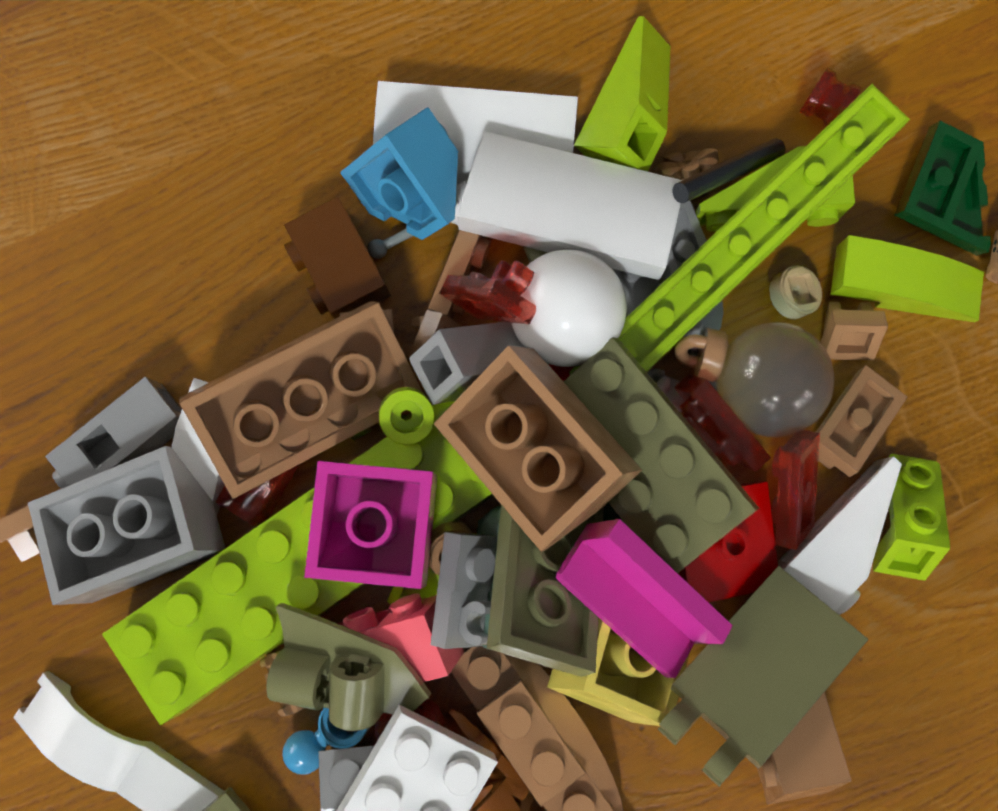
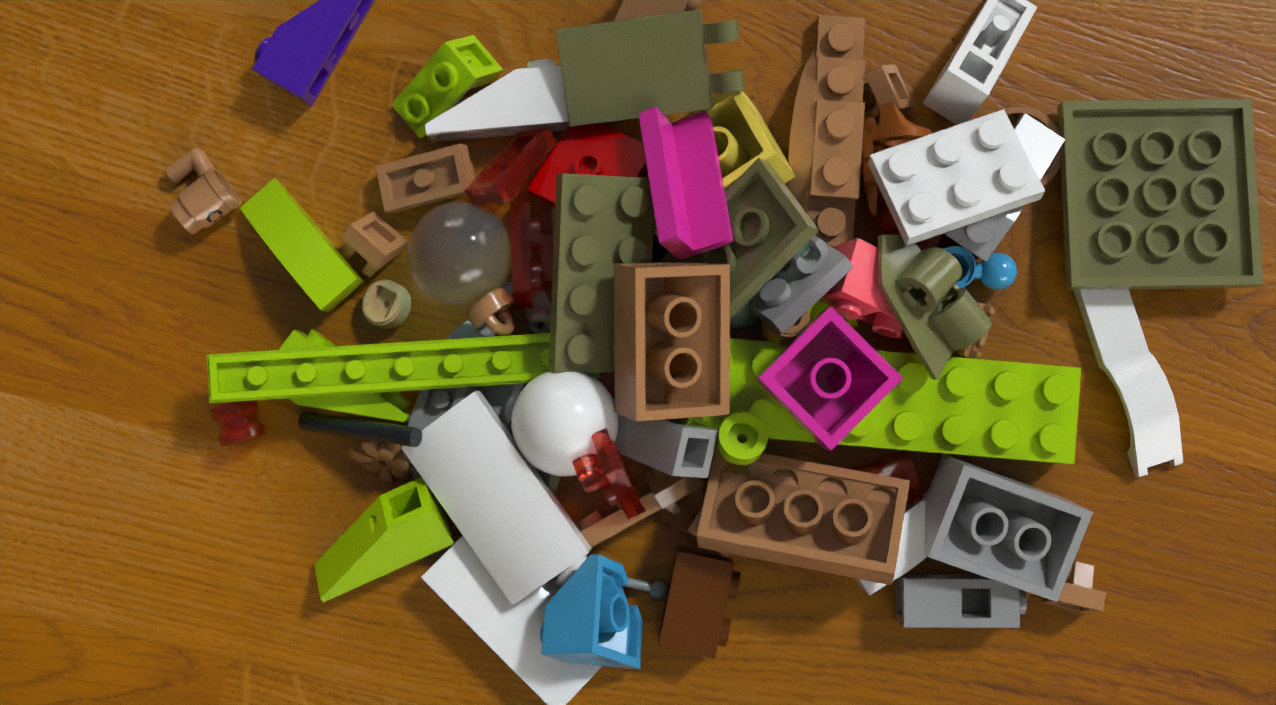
camera: 145 degrees left, 5 degrees up
(948, 189) = (211, 287): dark green wing -> none

